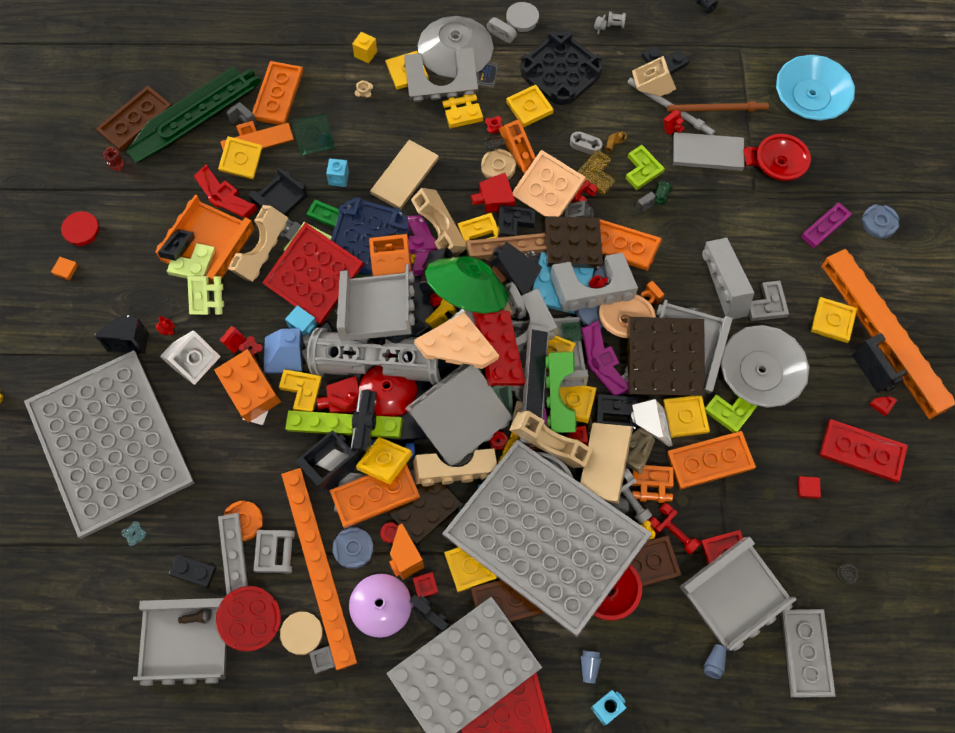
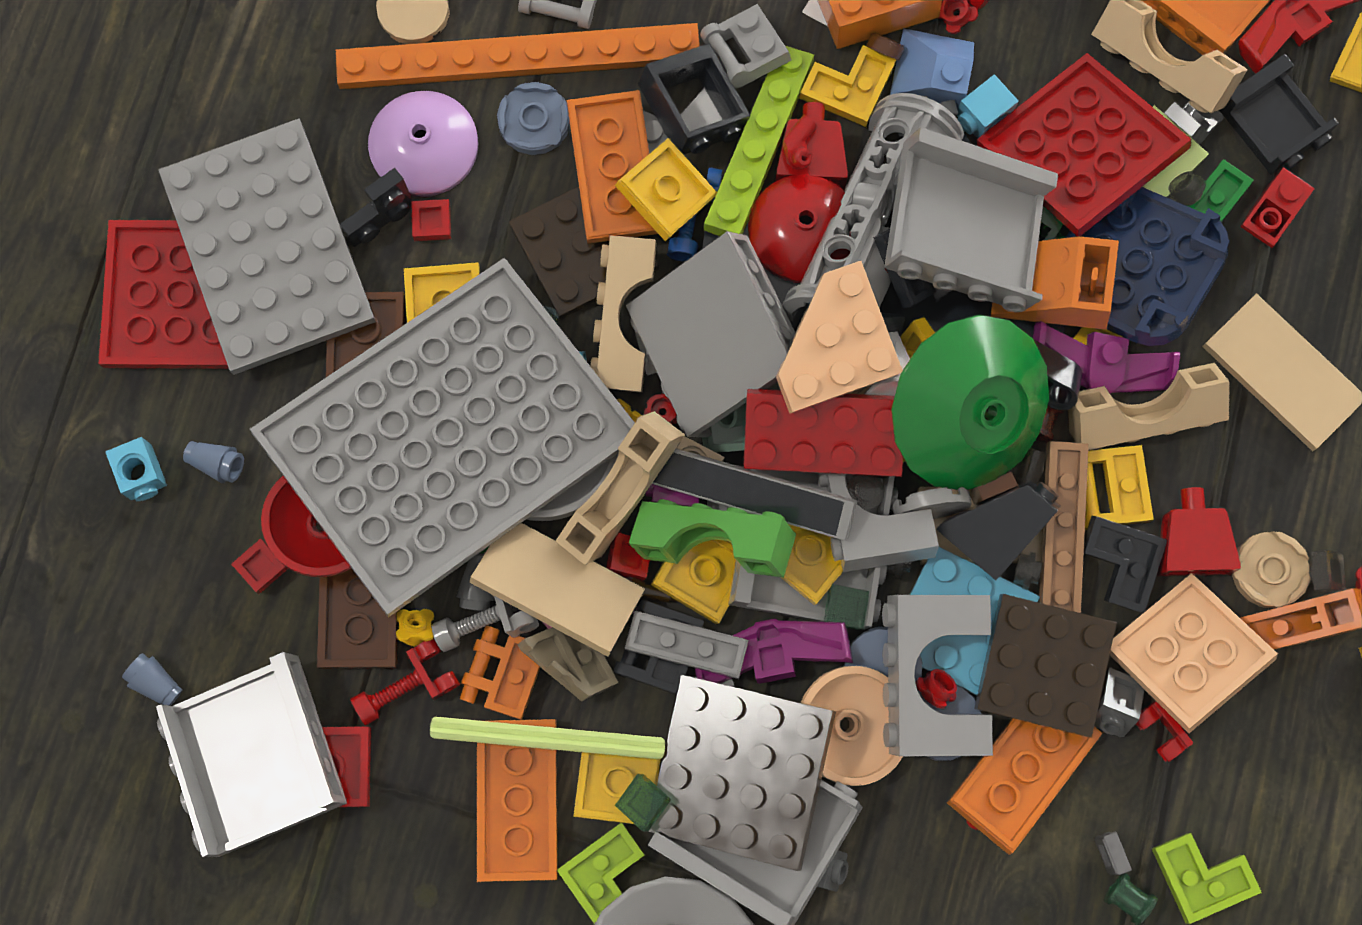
camera: 105 degrees right, 10 degrees up
(277, 376) = (885, 46): none -> reddish brown tile
(286, 440) = (756, 40): none -> light grey plate
(322, 660) = (360, 31): flat silver tile -> none
(326, 225) = (1187, 188): none -> clear smoke plate
(327, 187) = (1277, 207): none -> red slope
(337, 172) = (1309, 236): medium azure brick -> none
(364, 421) = (745, 163): black piece -> none
(388, 532) = (542, 184): red tile -> none
(404, 555) = (490, 190): orange slope -> none
(585, 143) = (1299, 778): light grey beam -> none
(594, 172) = (1215, 762): clear yellow plate -> none
(613, 396) = (686, 644): none -> light grey tile
(615, 139) = (1288, 836): pearl gold arm -> none
(639, 623) = (259, 566): none -> red plate
(652, 418) = (614, 701): white slope -> none
(654, 293) = (893, 800): orange tile -> none
(679, 451) = (547, 738): none -> yellowish green axle
(694, 397) = (643, 802): none -> clear green tile
(807, 653) = (117, 856): light grey tile -> none

